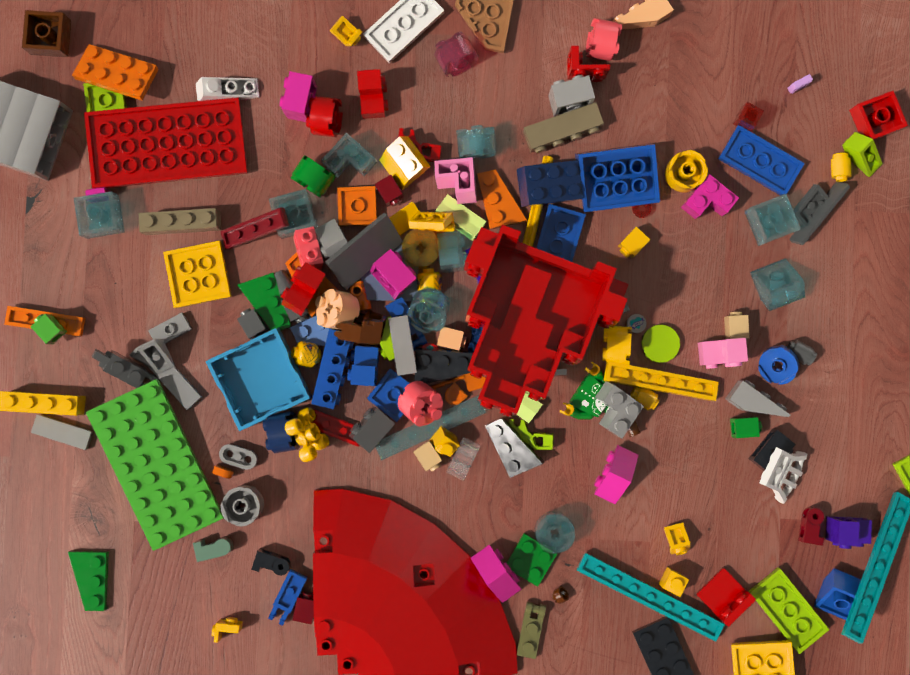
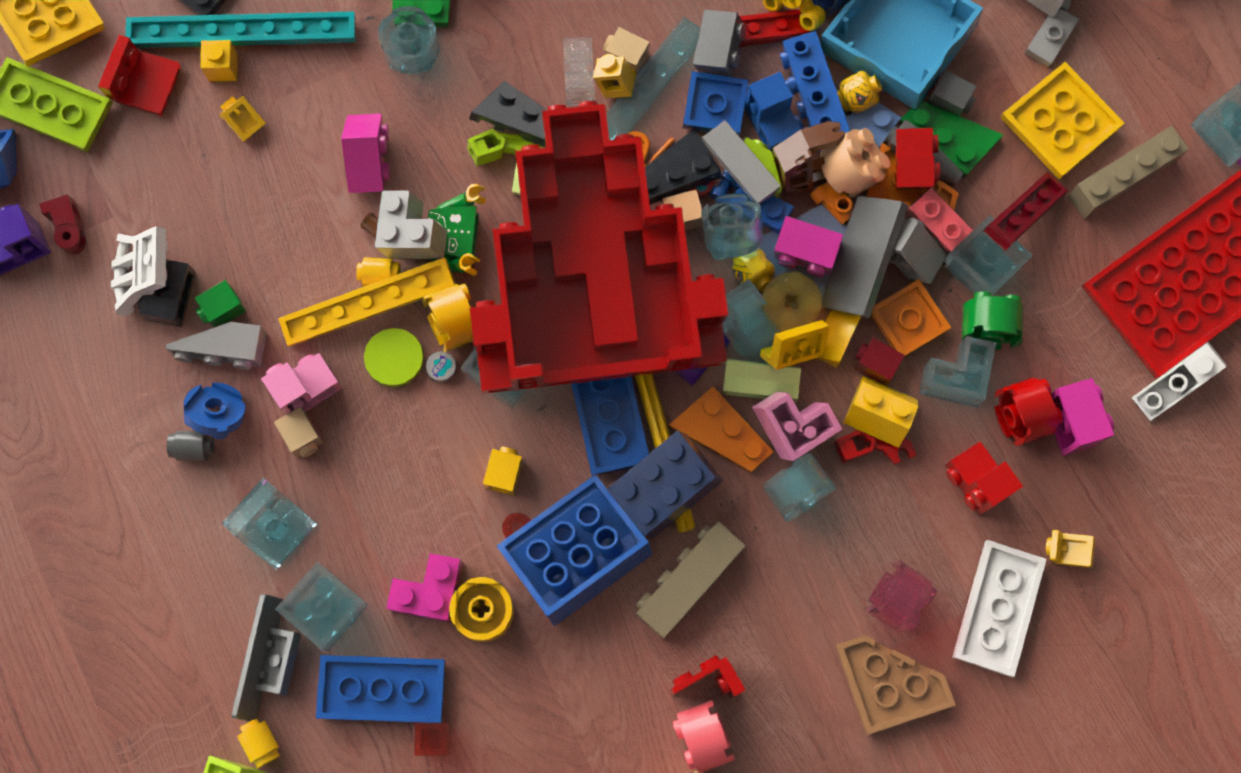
camera: 145 degrees right, 10 degrees down
(420, 403) = (674, 104): coral brick -> none
(570, 94) = (704, 625): light grey brick -> none

